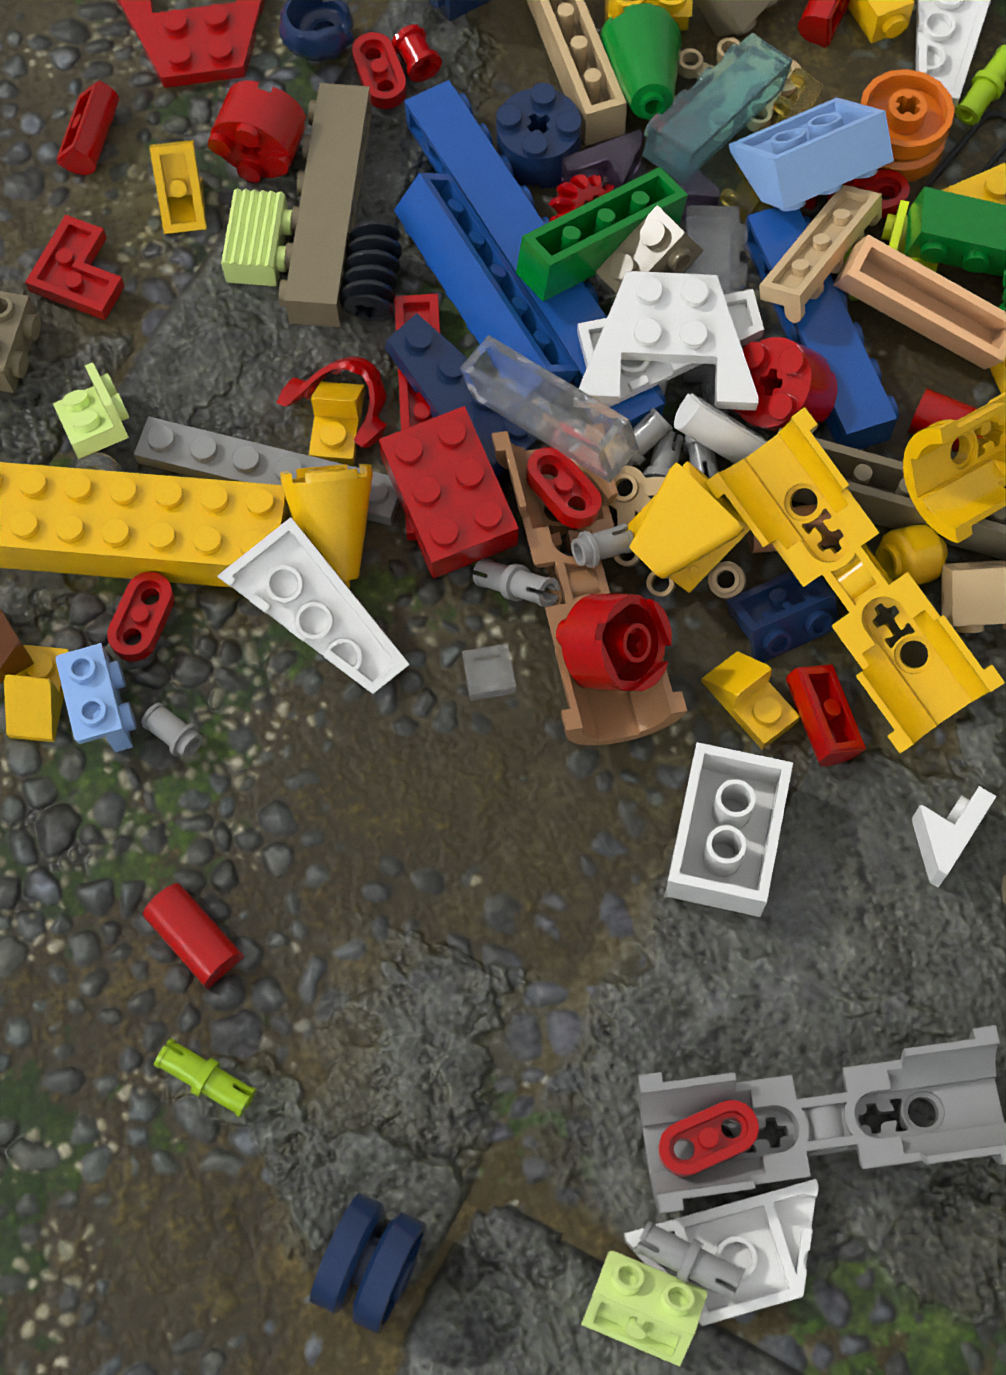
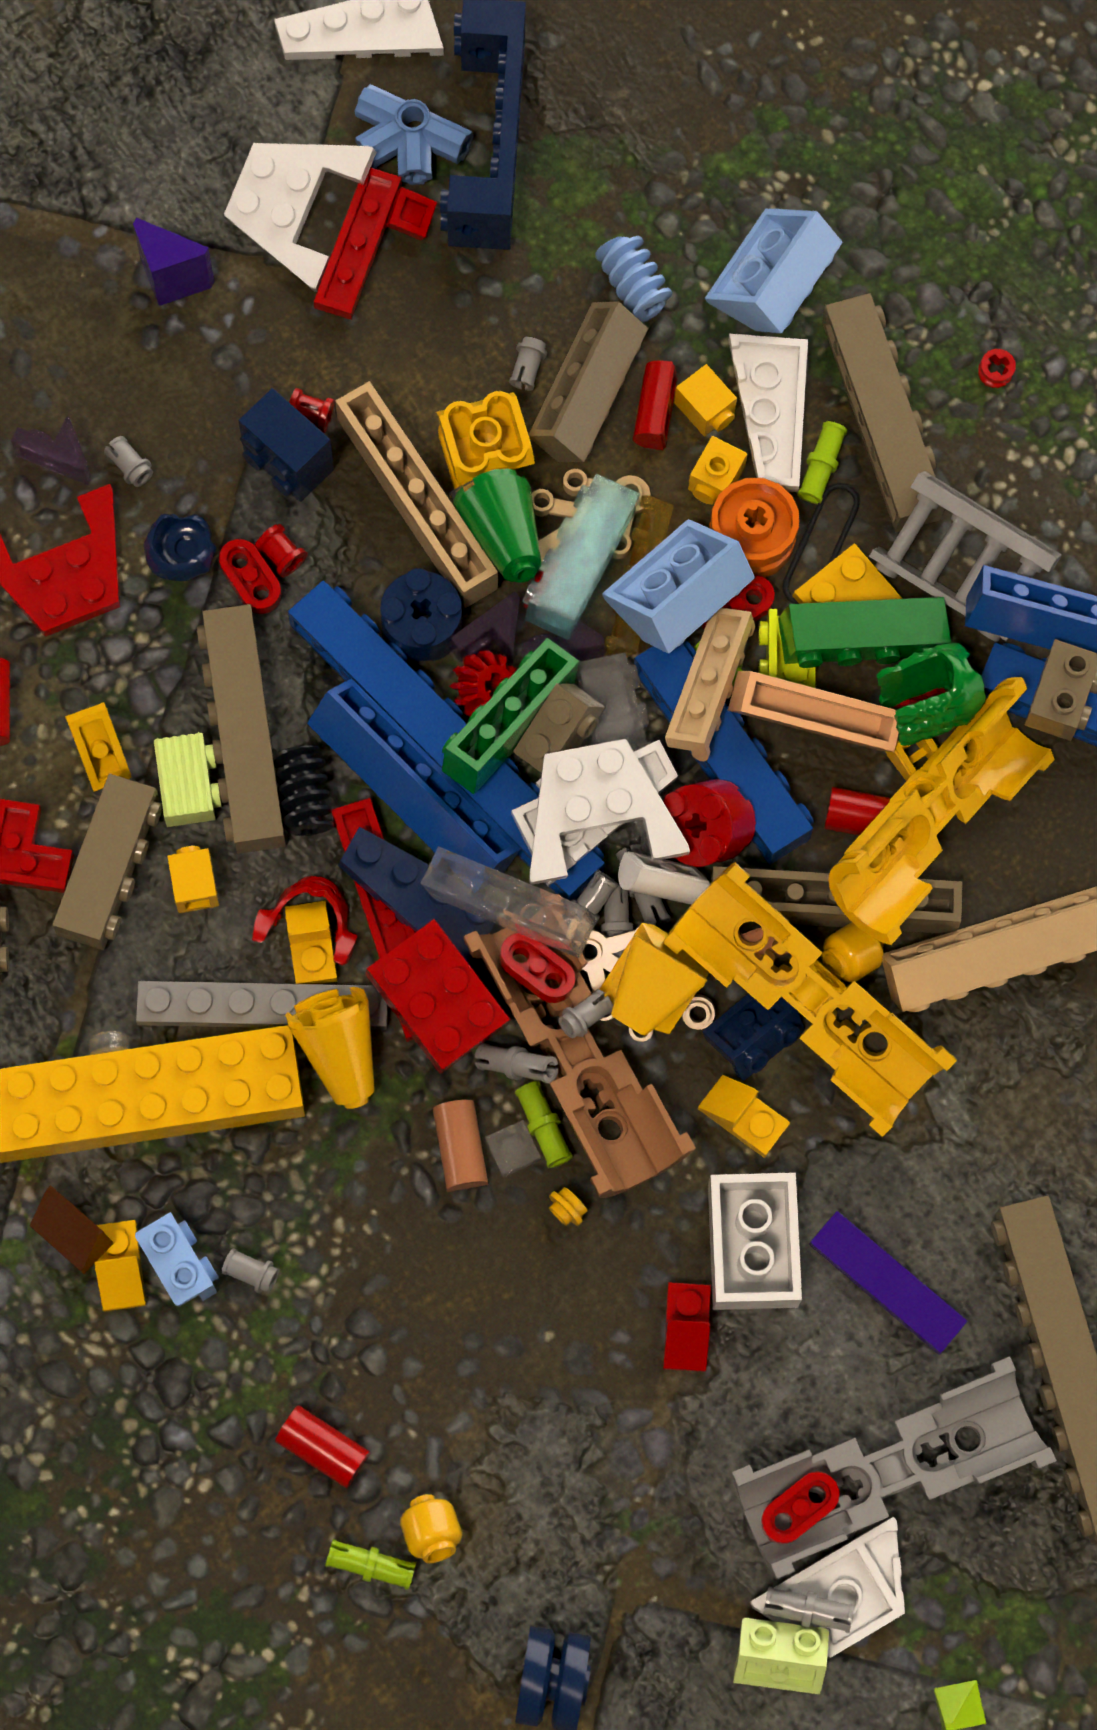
camera: 20 degrees left, 5 degrees up
(93, 415) = (89, 996): yellowish green bracket -> none
(140, 619) = (190, 1174): red plate -> none
(150, 294) = (107, 861): none -> dark tan brick
(233, 332) = (193, 879): none -> yellow brick
(258, 131) = (159, 675): red brick -> none
(283, 1055) = (431, 1528): none -> yellow head
(306, 595) = (336, 1122): white wing -> none
(434, 655) = (460, 1145): none -> nougat brick
(529, 655) = (543, 1124): none -> lime pin
(531, 745) = (567, 1207): none -> yellow plate
(615, 642) = (621, 1106): red brick -> none
(629, 907) = (687, 1327): none -> red slope
(825, 714) = (811, 1115): red brick -> none
(870, 916) = (888, 1282): none -> dark purple tile
(872, 60) = (716, 469): none -> yellow brick
(944, 839) = (936, 1205): white slope -> none

